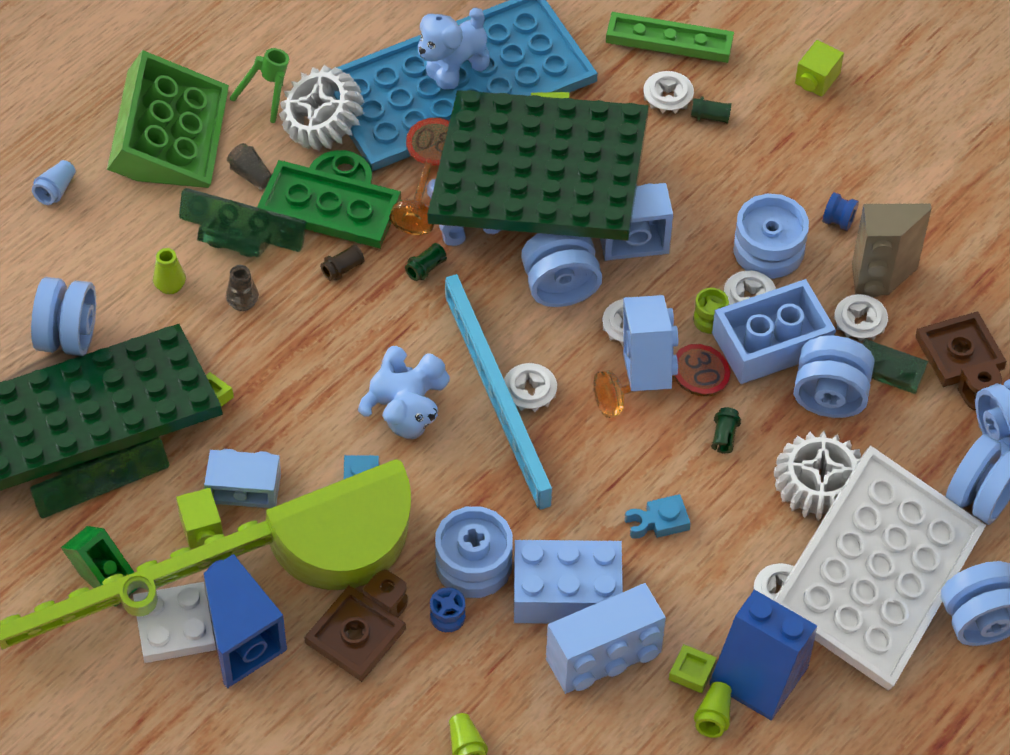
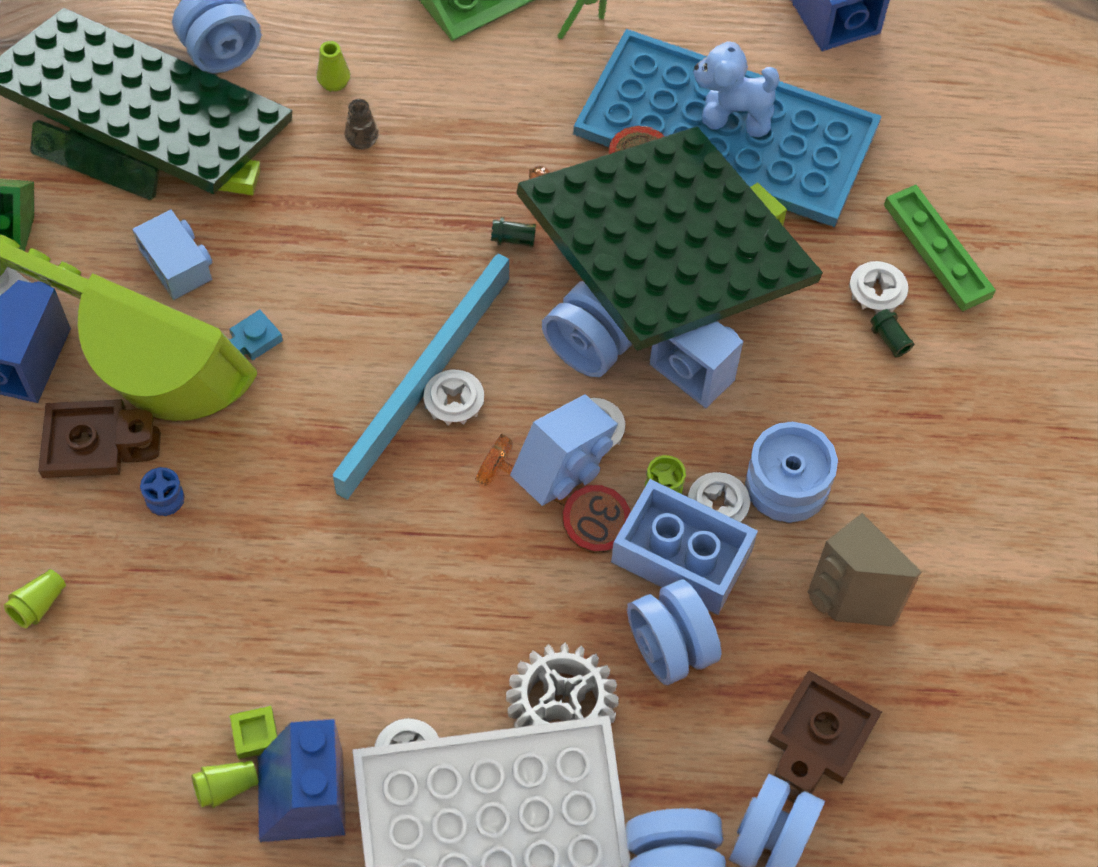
camera: 50 degrees right, 5 degrees up
(198, 516) = (108, 251): lime brick -> none
(240, 225) = (422, 84): clear green bracket -> none
(249, 165) = (493, 47): clear smoke cone -> none
(315, 99) = (590, 52): white gear -> none
(332, 199) = (513, 123): green plate -> none
(335, 266) = (456, 176): dark brown pin -> none
(403, 392) = (361, 299): light blue animal -> none
(474, 551) = (231, 469): light blue wheel -> none
(563, 577) = (262, 564): light blue brick -> none
(605, 638) = (214, 634): light blue brick -> none
(663, 516) = (406, 597): dark azure plate -> none
(727, 422) = (545, 583): dark green pin -> none
(819, 68) = (1029, 385): lime brick -> none
(840, 211) = (883, 511): blue wheel -> none
(854, 307) = (792, 601): white gear -> none
(896, 367) = (750, 678): clear green plate -> none

